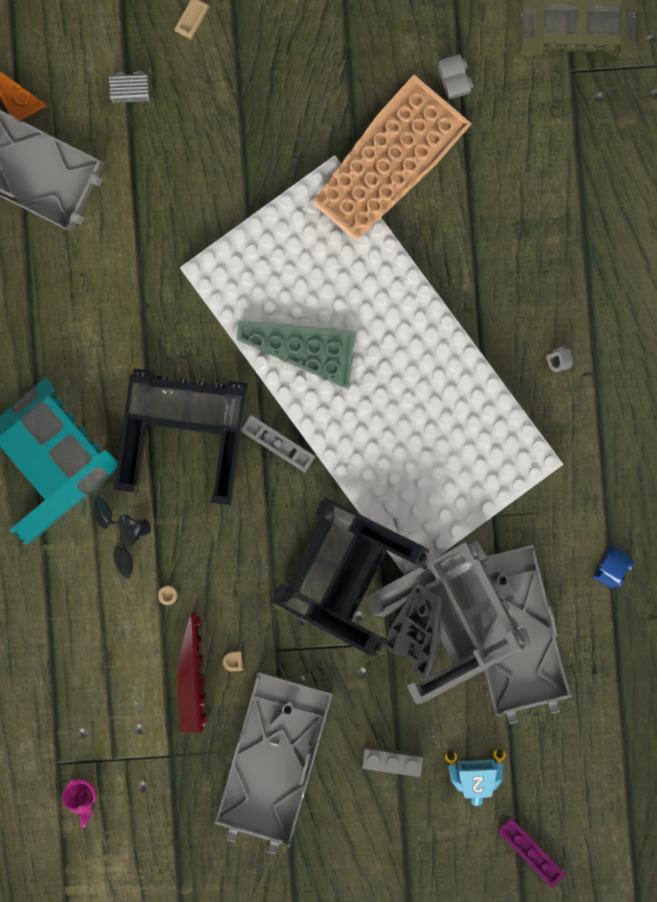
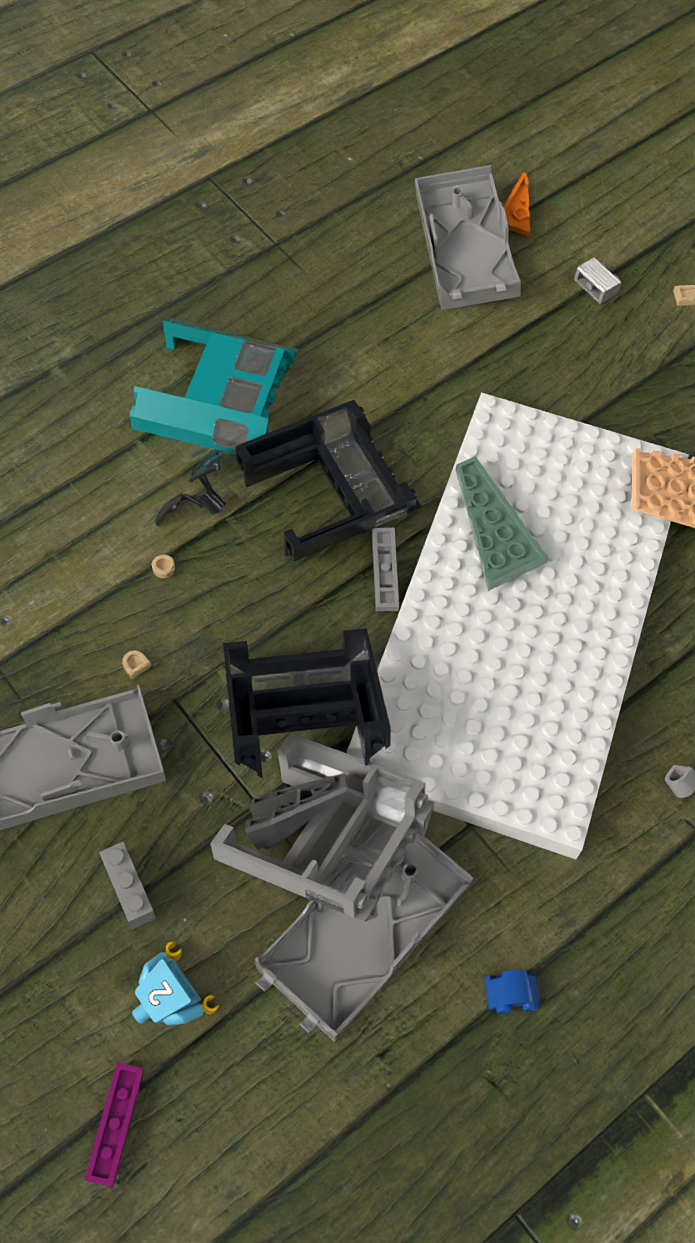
camera: 50 degrees right, 25 degrees down
(190, 680) = (90, 631): dark red wedge -> none

